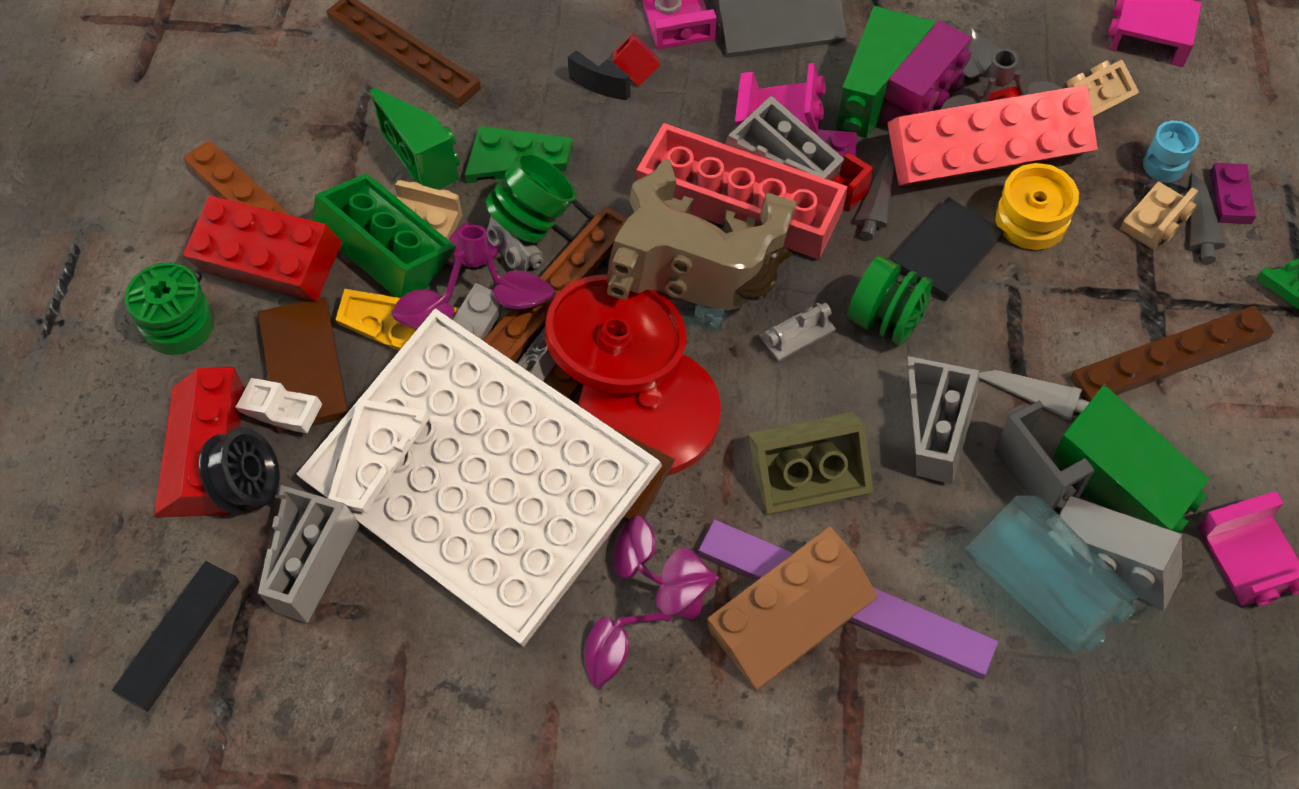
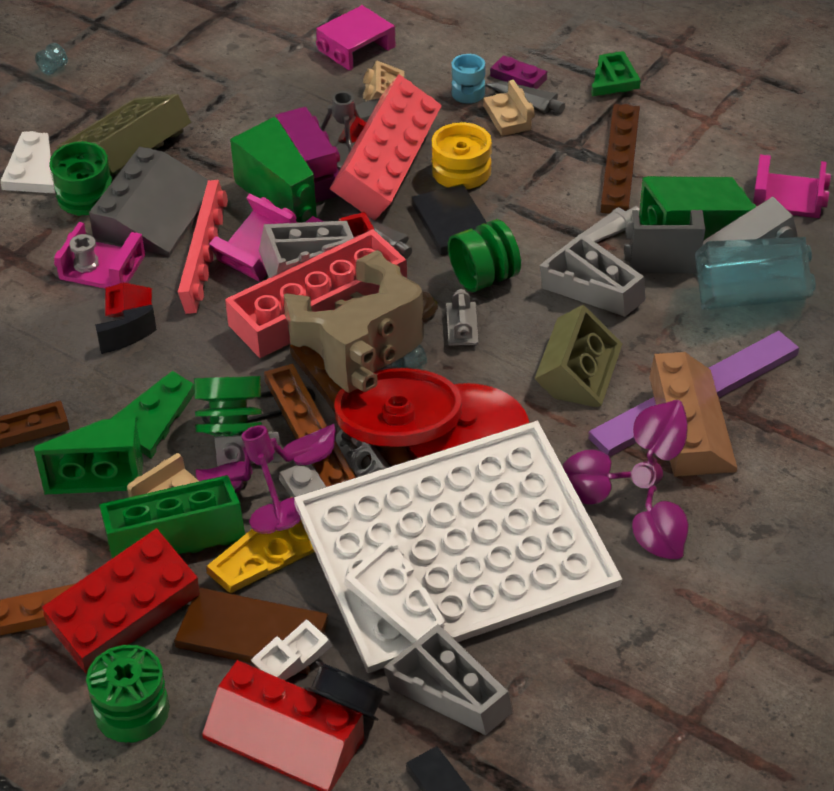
camera: 60 degrees left, 15 degrees down
(764, 63) = (200, 253): none -> coral plate

